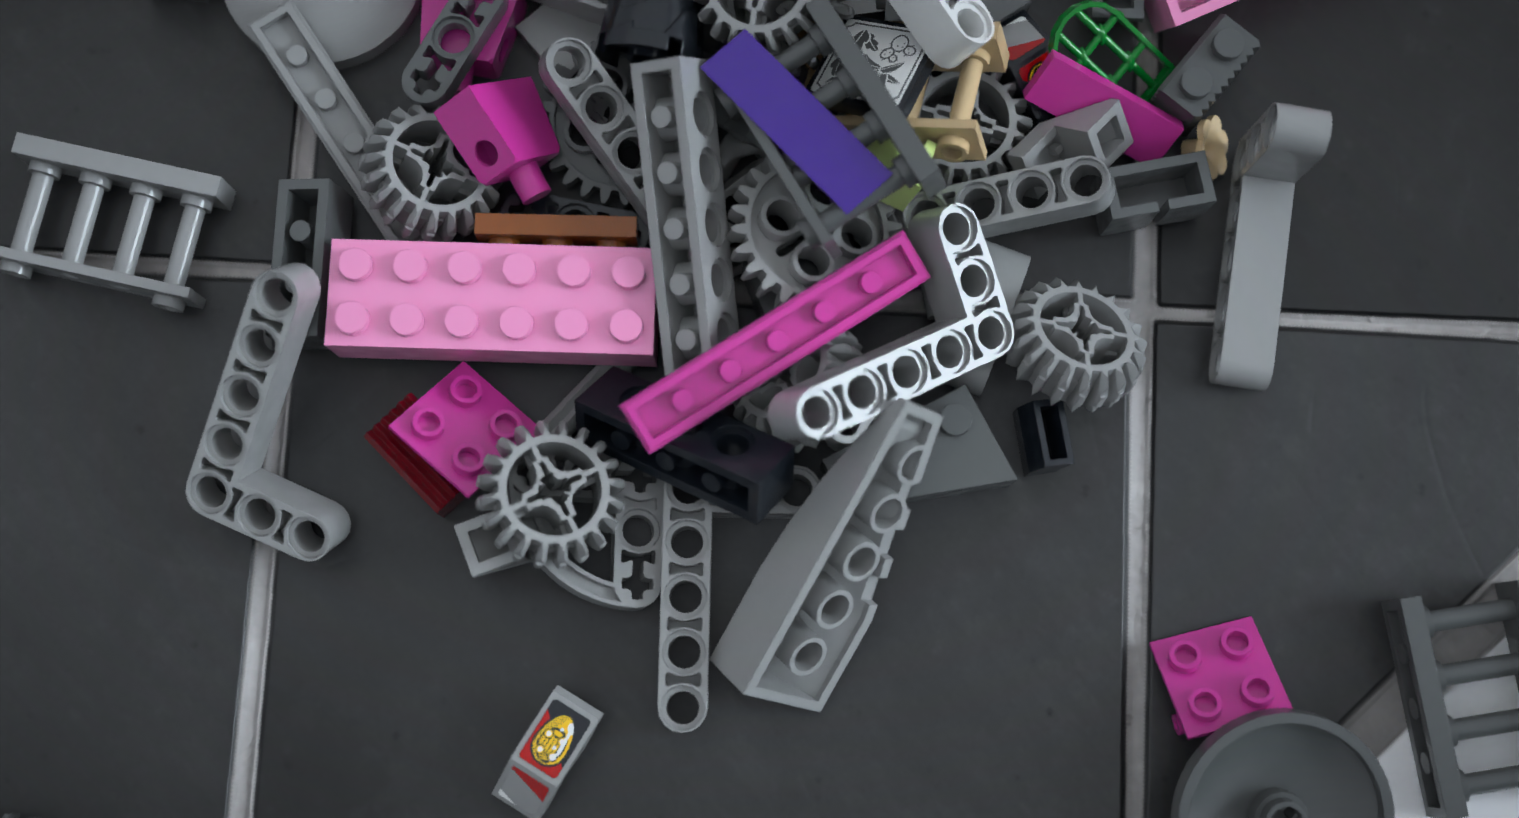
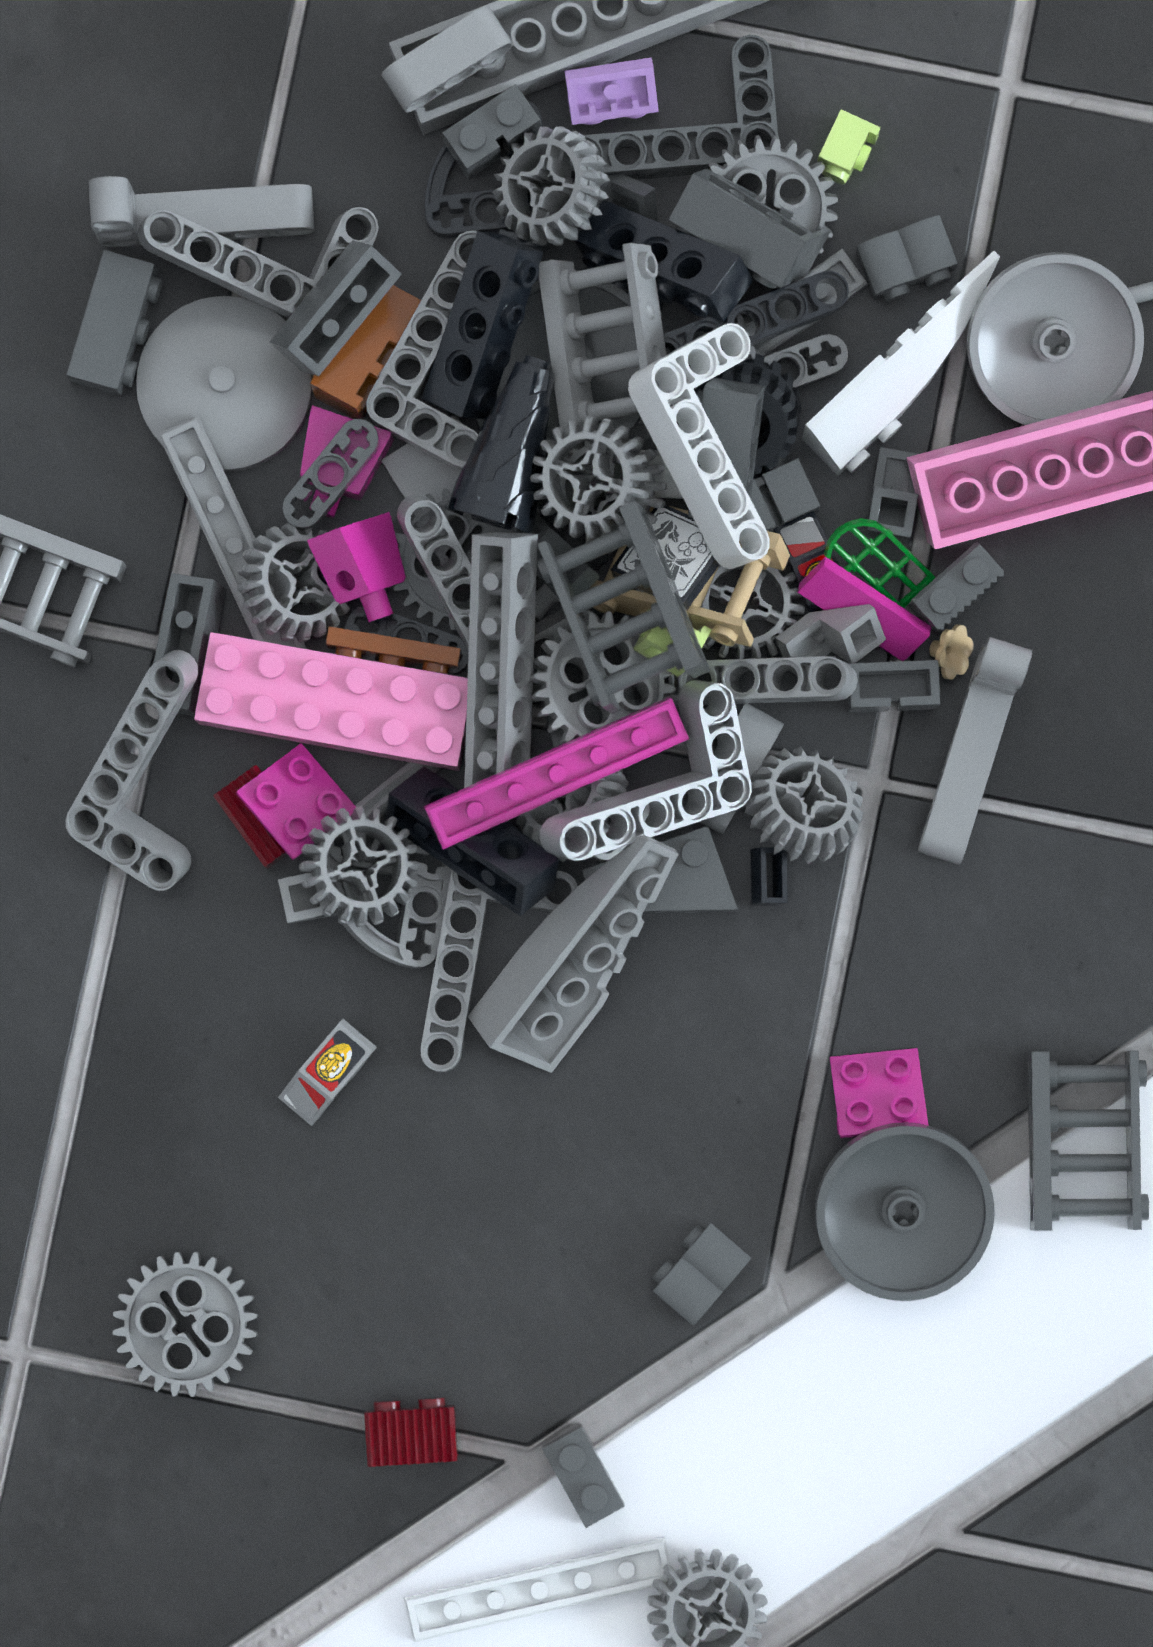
camera: 15 degrees right, 5 degrees up
(796, 121) = (596, 601): dark purple sticker -> none

